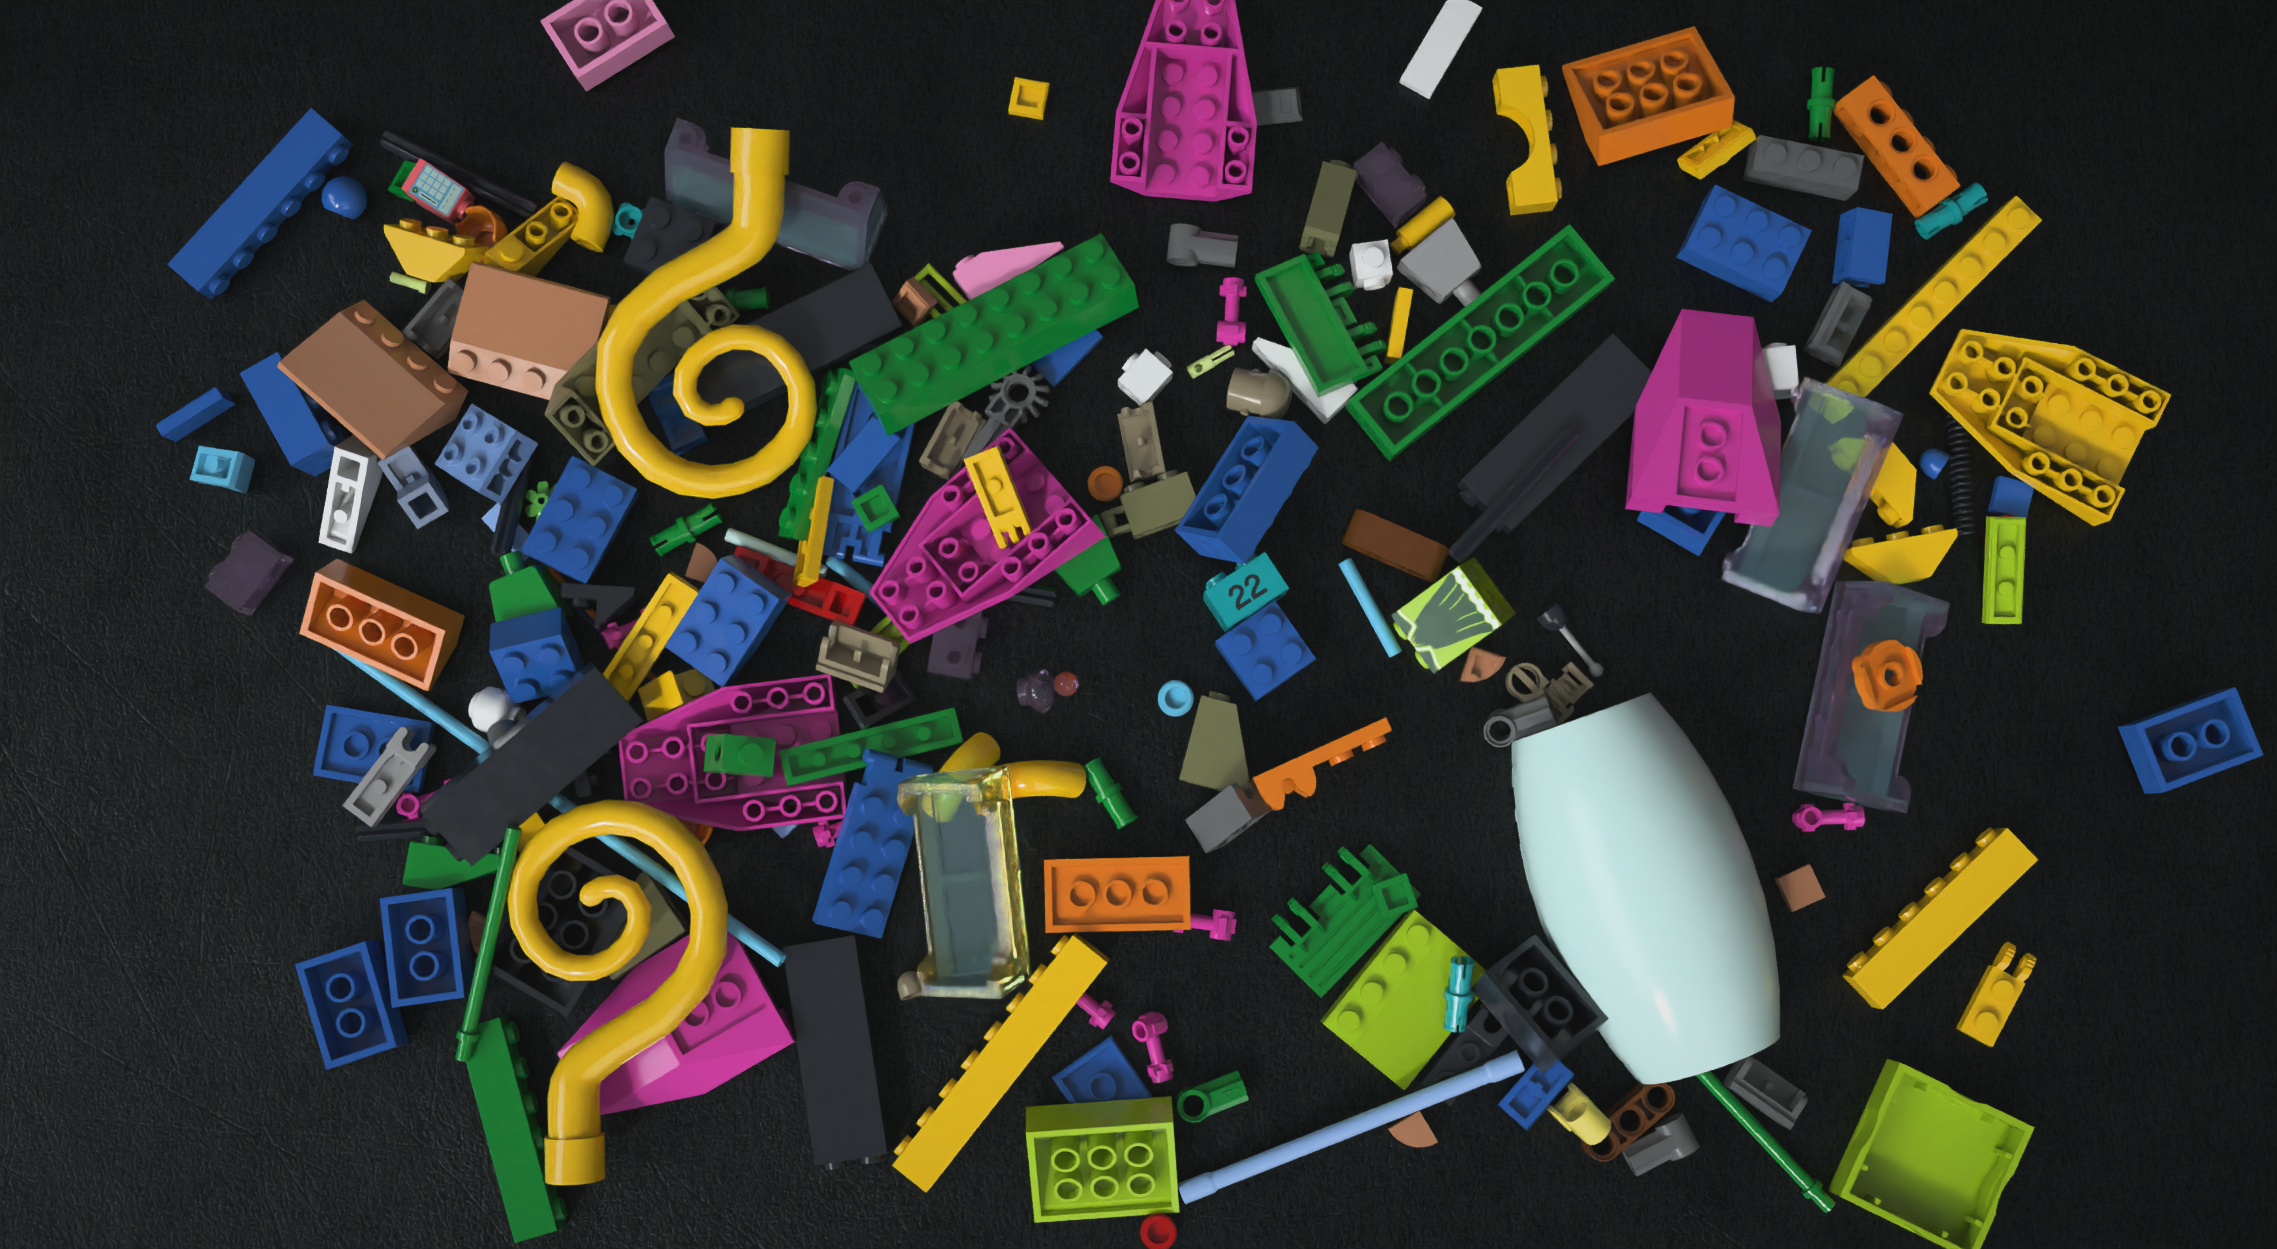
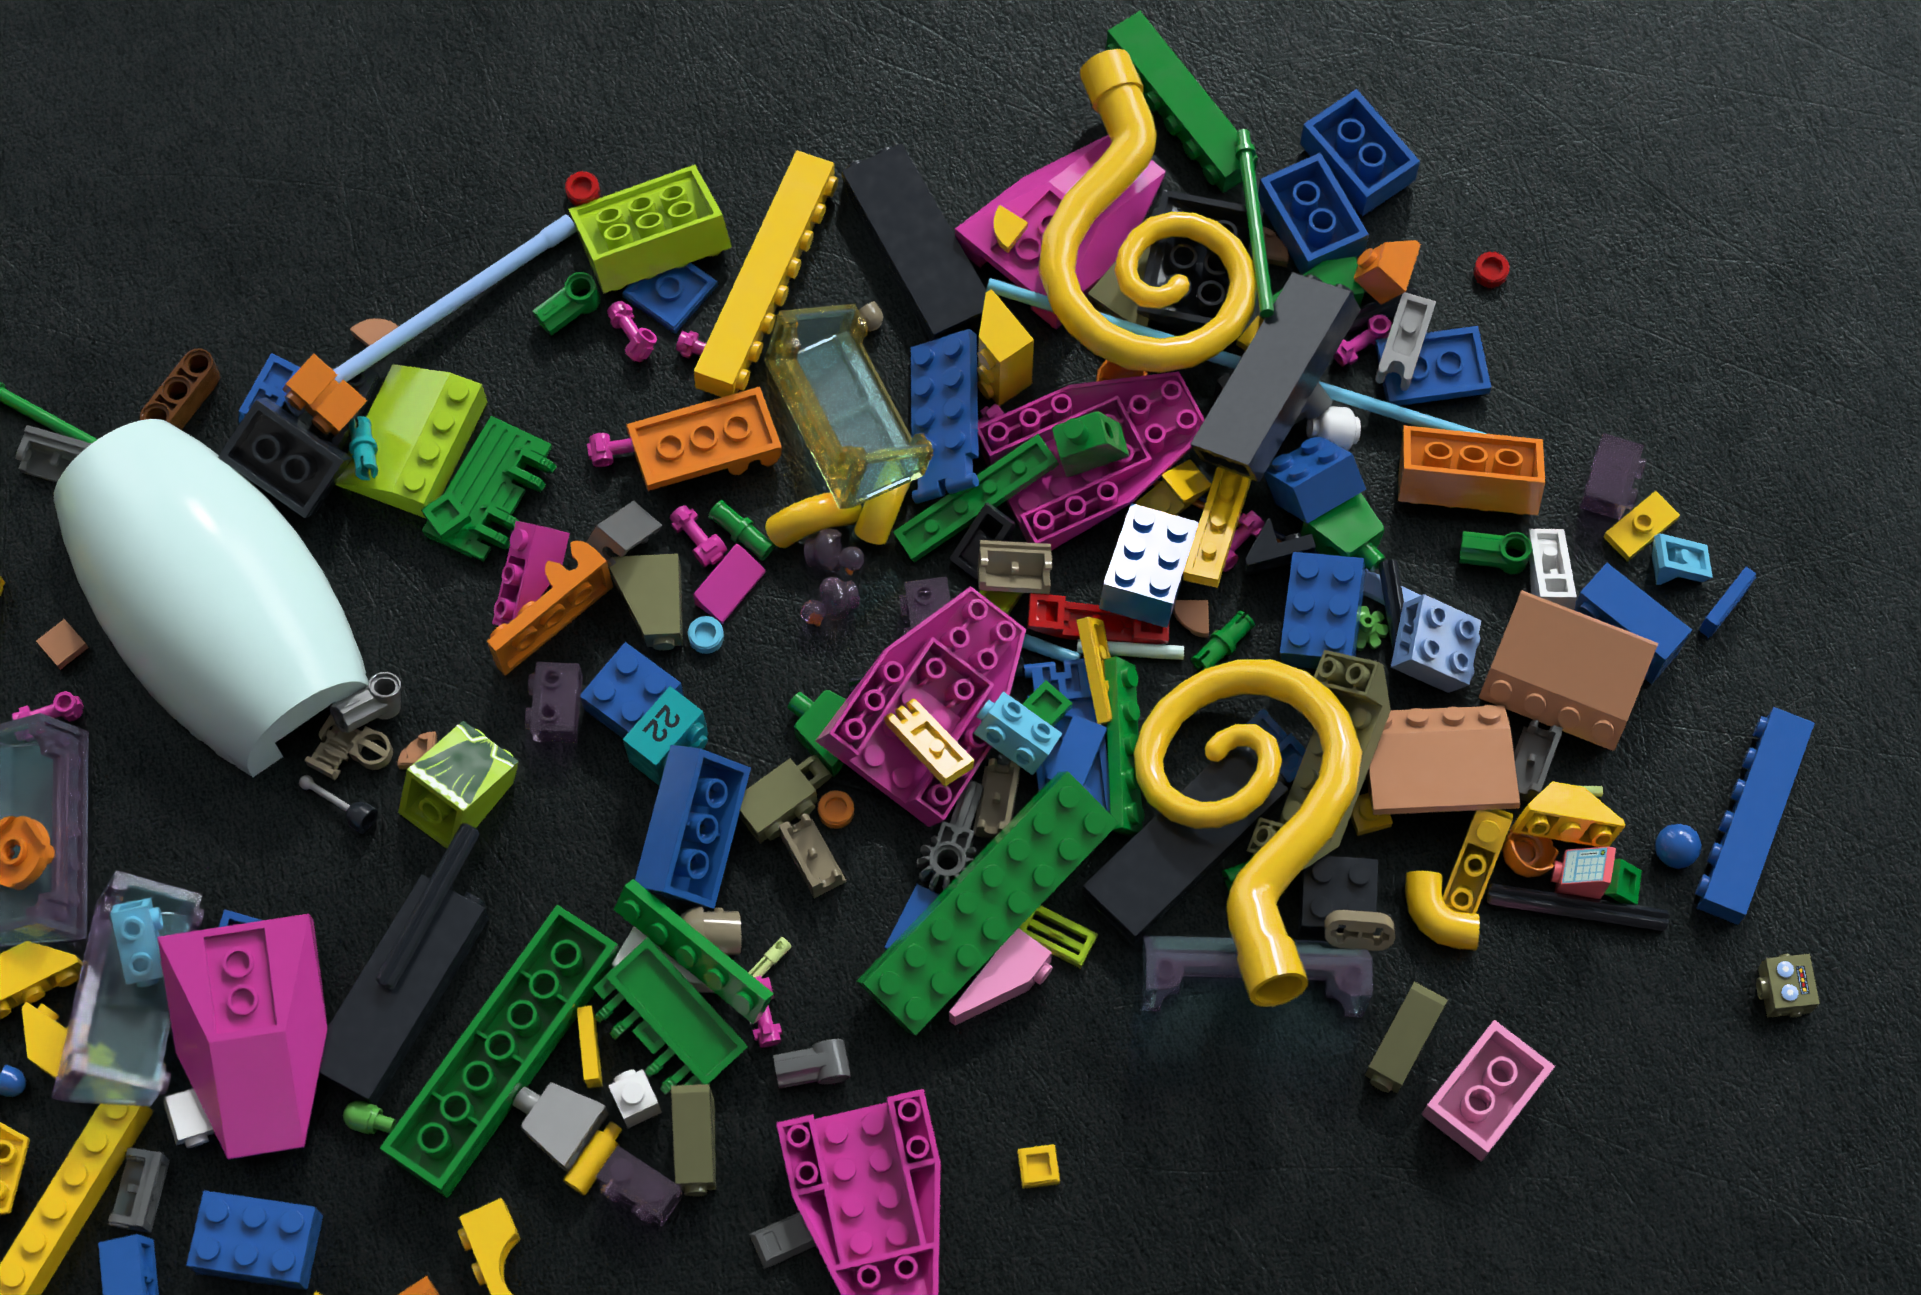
camera: 160 degrees right, 15 degrees down
(255, 513) = (1641, 525): none -> yellow plate
(274, 838) = (1491, 269): none -> red tile
(302, 41) = (1787, 985): none -> olive head
(375, 859) = (1387, 269): none -> orange slope
(394, 537) = (1491, 550): none -> green piece
(416, 486) = (1484, 593): sand blue brick -> none
(624, 215) = (1398, 907): teal plate -> none
(662, 97) = (1405, 1038): none -> olive slope
(665, 196) = (1359, 930): none -> dark tan beam
(740, 1021) = (1008, 228): none -> yellow tile
(794, 887) = (1003, 352): none -> yellow slope
(913, 483) = (1016, 732): none -> medium azure brick
(914, 302) = (1081, 919): nougat tile -> none
(1033, 735) = (827, 553): none -> clear purple animal
(1137, 741) = (728, 584): none -> dark pink slope
(1145, 376) = (828, 918): white brick -> none
(1146, 783) = (708, 549): none -> dark pink bar
(1281, 367) = (693, 951): none -> green plate
(1325, 816) = (524, 570): none -> dark pink slope
(1339, 670) = (555, 702): none -> clear purple brick
(1370, 607) = (540, 771): medium azure piece -> none
(1395, 546) = (533, 834): reddish brown beam -> none
(1486, 1055) = (322, 396): none -> orange piece
(1581, 1116) = (223, 382): light yellow piece -> none
(1616, 324) = (367, 1118): none -> bright green cylinder
(1668, 1141) = (136, 389): dark grey piece -> none
(1793, 540) = (136, 936): none -> medium azure brick

